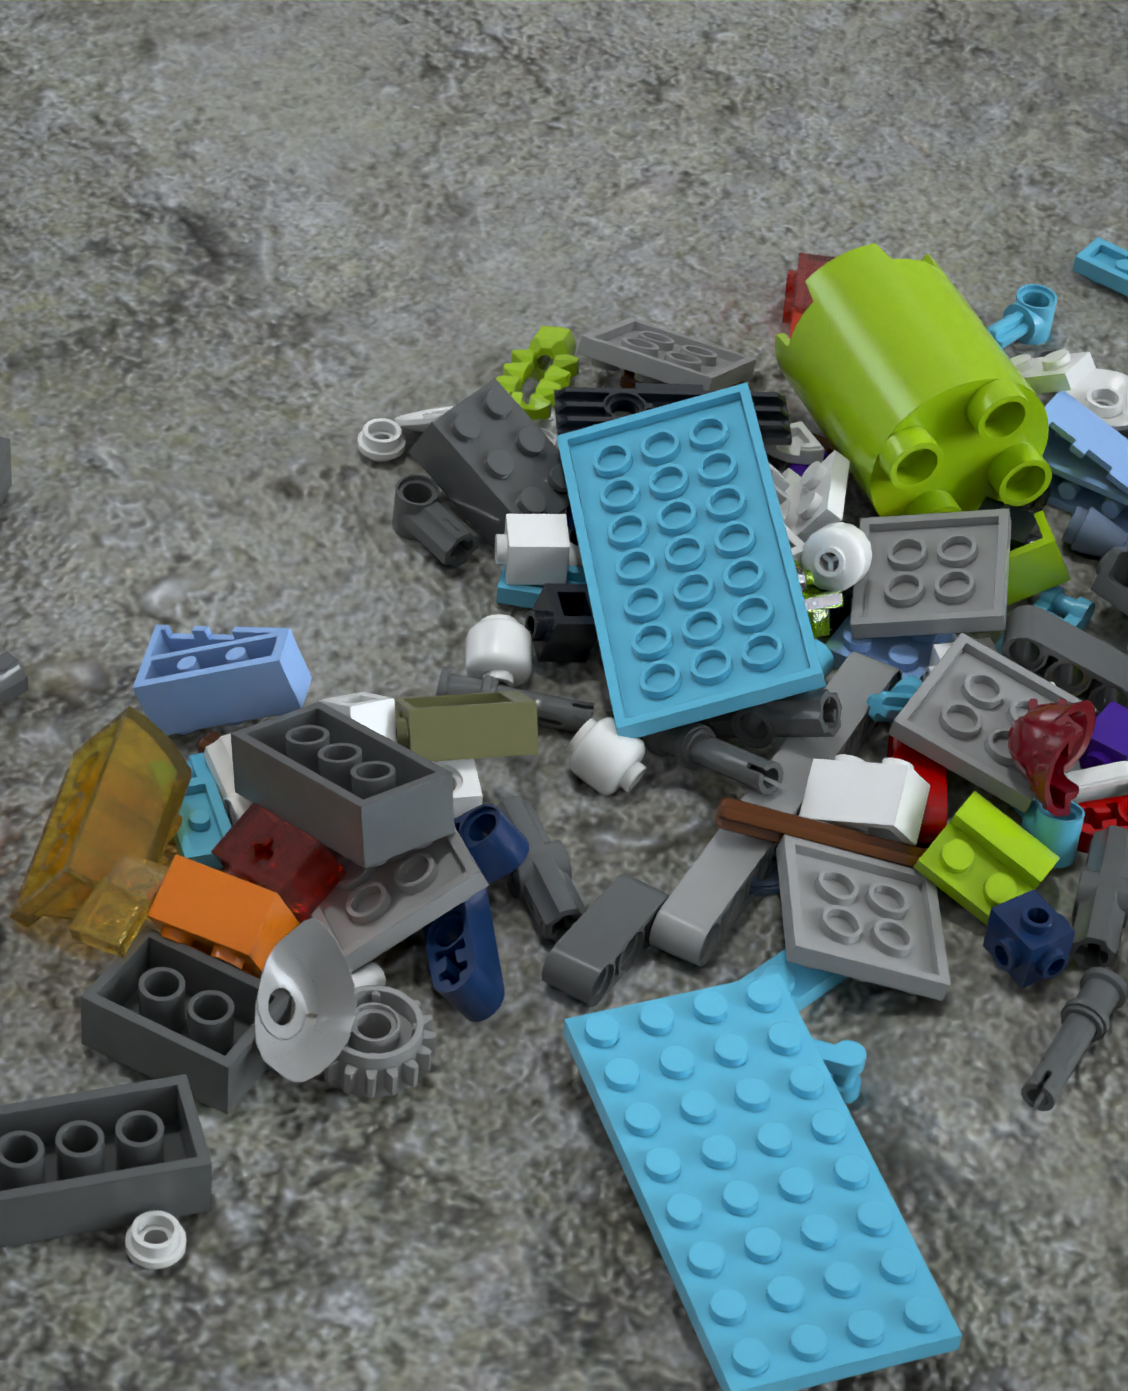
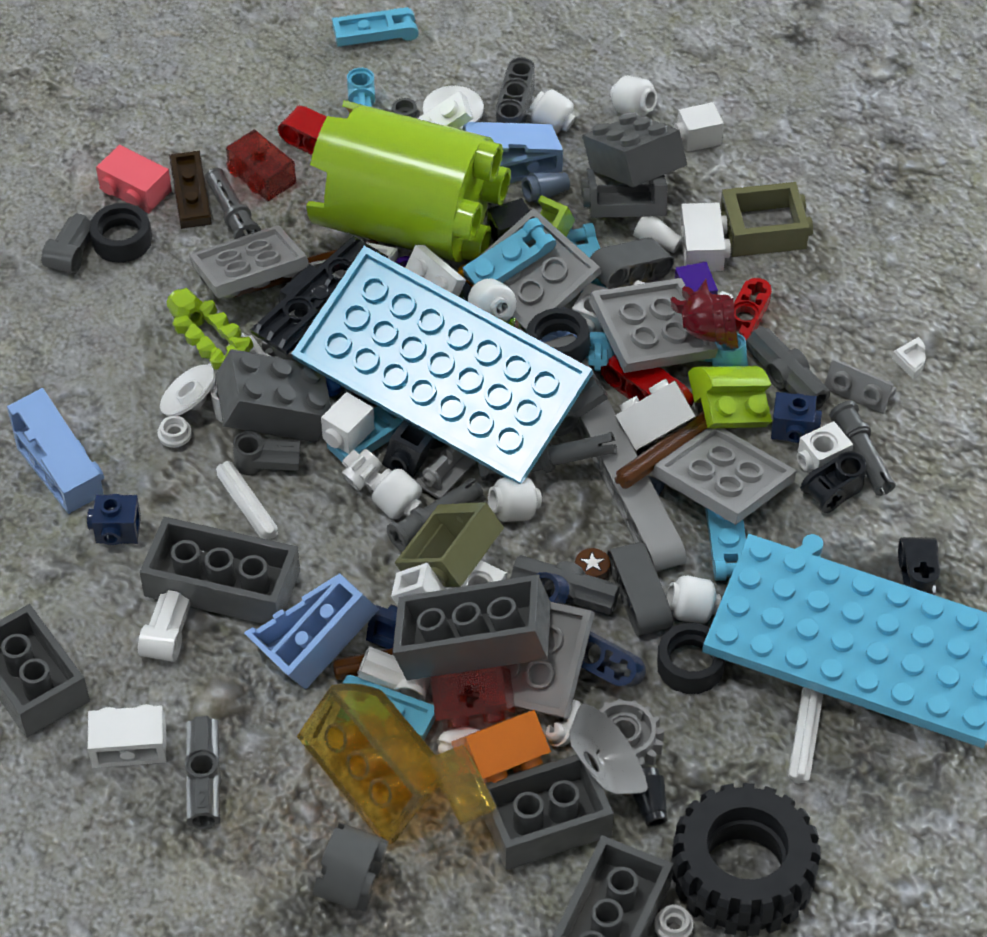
camera: 45 degrees left, 10 degrees up
(97, 581) = (164, 634): none -> white piece
(206, 455) = (115, 519): none -> dark blue brick
(223, 559) = (221, 570): none -> dark grey brick
(243, 361) = (54, 451): none -> light blue wedge
(298, 1305) = (736, 901): none -> black tyre
(317, 1112) = (652, 801): none -> black cone
(355, 548) = (247, 501): none -> white axle
(495, 597) = (361, 469): none -> white gear
(519, 230) = (67, 249): none -> dark grey piece
(532, 1069) = (681, 680): none -> black tyre
(562, 1223) = (805, 736): none -> white axle
(572, 677) = (444, 472): none -> light grey hinge
(590, 272) = (120, 250): none -> black tyre
(593, 877) = (594, 562): none -> reddish brown tile
(639, 980) = (693, 599): none -> white head
(676, 221) = (133, 178): none -> coral brick
(724, 274) = (190, 189): none -> dark brown tile
(731, 322) = (218, 184): none -> dark grey pin
(872, 629) = (563, 320): none -> black tyre
(925, 533) = (511, 254): none -> medium azure plate
(952, 1195) = (919, 563): none -> black piece
(991, 1039) = (832, 483): none -> black piece
(1016, 1000) = (822, 446): none -> white brick

